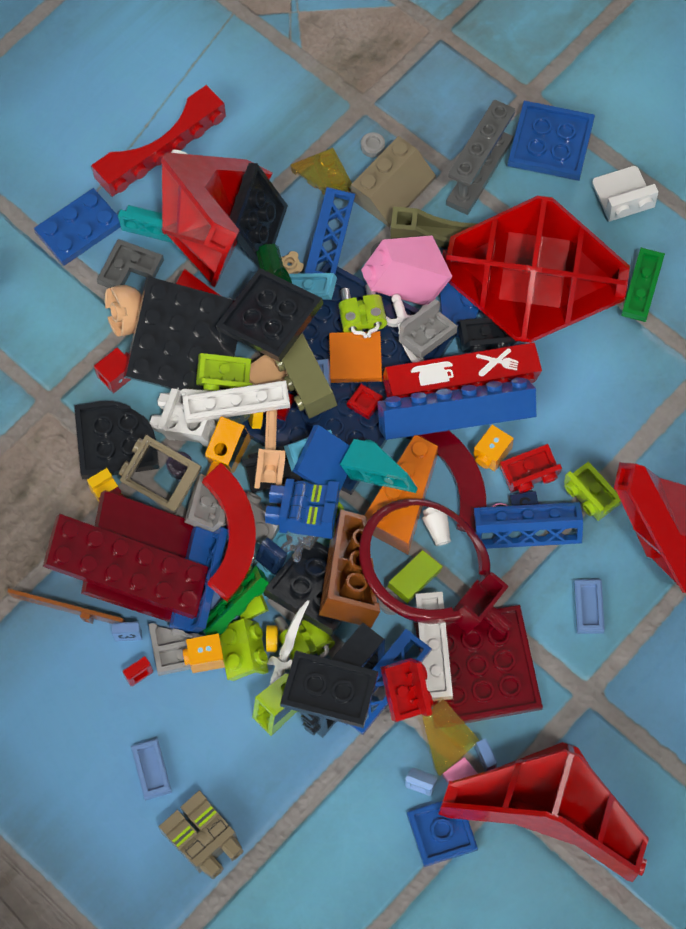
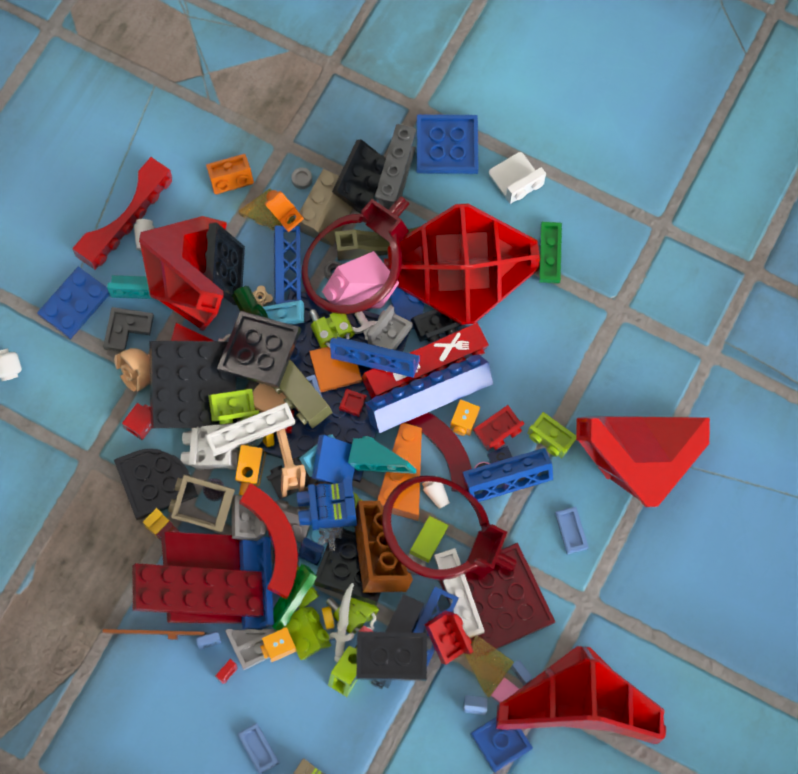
camera: 20 degrees left, 5 degrees up
(291, 123) = (230, 174): none -> orange bracket
(340, 170) = (283, 209): none -> orange bracket
(401, 351) = (374, 356): none -> blue fence
(437, 153) = (360, 176): none -> black plate
(451, 205) = (384, 223): none -> dark red brick

